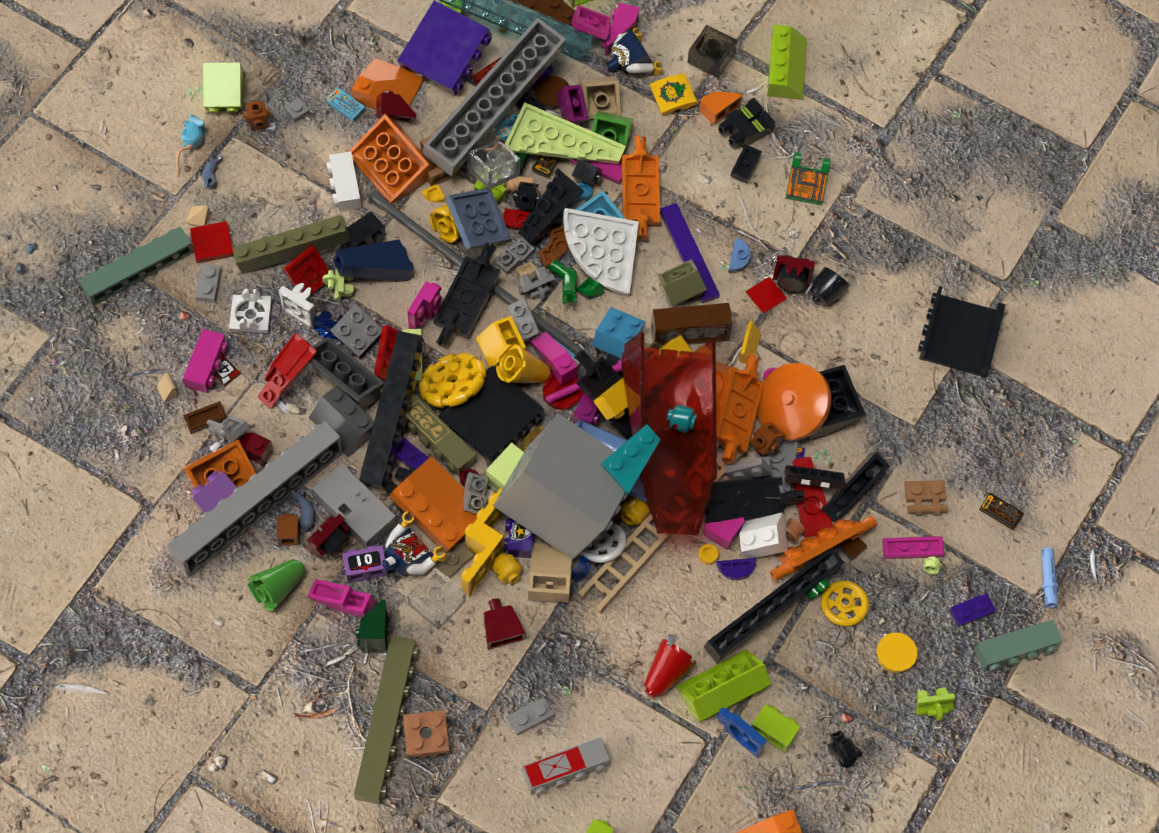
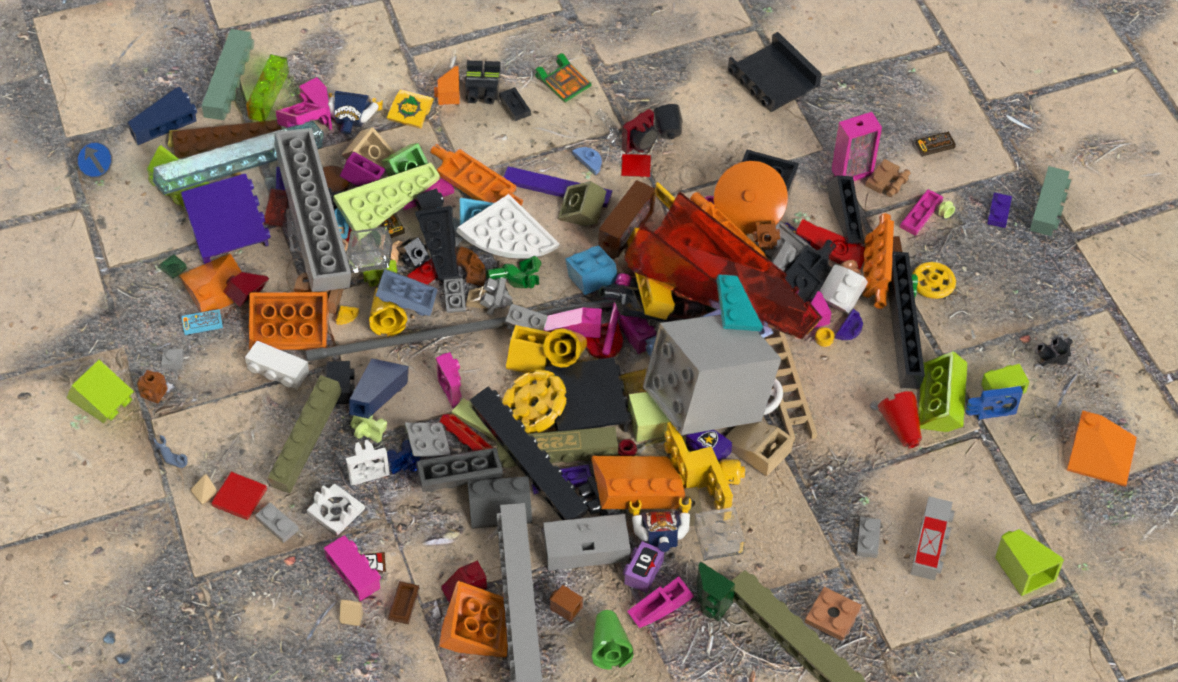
camera: 50 degrees left, 10 degrees down
(136, 265) = (210, 564): sand green brick -> none
(191, 136) = (124, 446): medium azure animal -> none
(211, 493) = (490, 632): medium lavender brick -> none
(229, 429) = (436, 586): light grey bracket -> none
(286, 369) = (423, 507): red piece -> none
(307, 269) = (339, 438): red tile -> none
(307, 516) = (554, 577): sand blue arm -> none
(330, 536) = (599, 575): dark red piece -> none
(378, 48) = (173, 266): none -> clear green plate
(467, 296) = (464, 341): black plate -> none
(474, 493) = (653, 454): light grey slope -> none
(502, 625) = (776, 506): dark red torso -> none
(581, 569) = (771, 419): clear blue plate -> none
(682, 418) = (714, 265): teal head -> none
(712, 51) = (400, 60): clear smoke brick -> none
(786, 63) = (451, 27): lime slope -> none
(814, 477) = (823, 226): black plate -> none
(896, 652) = (998, 274): yellow tile -> none
(916, 447) = (856, 146): none -> dark pink brick
(935, 705) = (1060, 277): lime hips -> none
(1049, 574) = (1016, 153): light blue pin -> none

